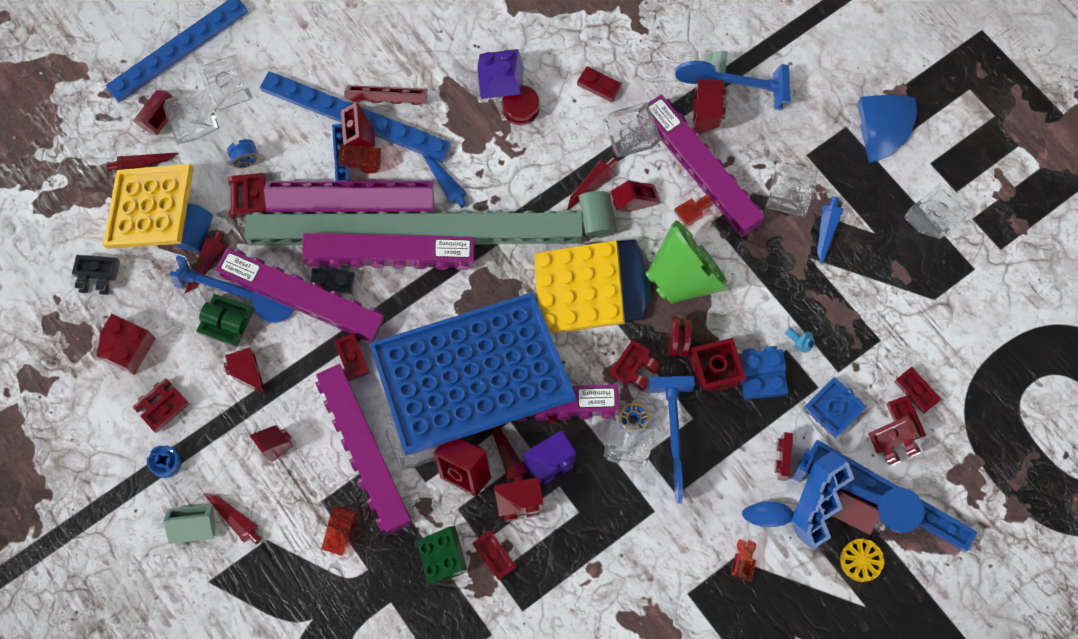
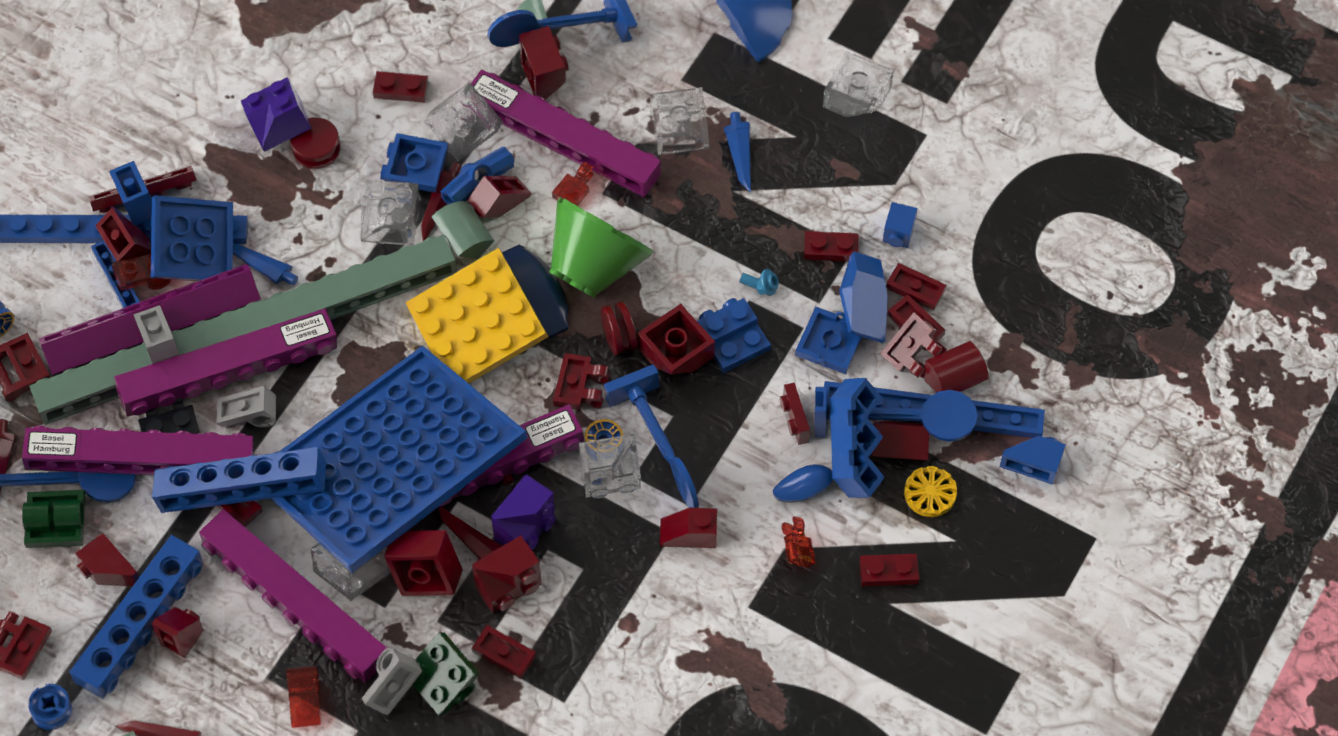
camera: 25 degrees left, 10 degrees down
(238, 419) = (172, 555): none -> blue brick
(308, 336) = (239, 480): none -> blue brick
(344, 213) = (156, 334): none -> light grey plate
(375, 97) = (133, 192): none -> blue slope
(391, 290) = (253, 406): none -> light grey plate
(400, 147) = (190, 238): none -> blue plate
(408, 543) = (395, 677): none -> light grey plate
(551, 179) = (389, 212): none -> clear slope
(583, 148) = (415, 161): none -> blue plate
(636, 172) = (464, 184): none -> blue piece
(668, 515) = (689, 528): none -> dark red slope
(805, 610) = (889, 569): none -> dark red plate
(865, 331) = (830, 245): none -> dark red plate
(874, 385) = (865, 297): none -> blue piece
(921, 472) = (956, 369): none -> dark red brick
(925, 336) = (899, 225): none -> blue brick
(956, 569) = (1035, 458): none -> blue slope

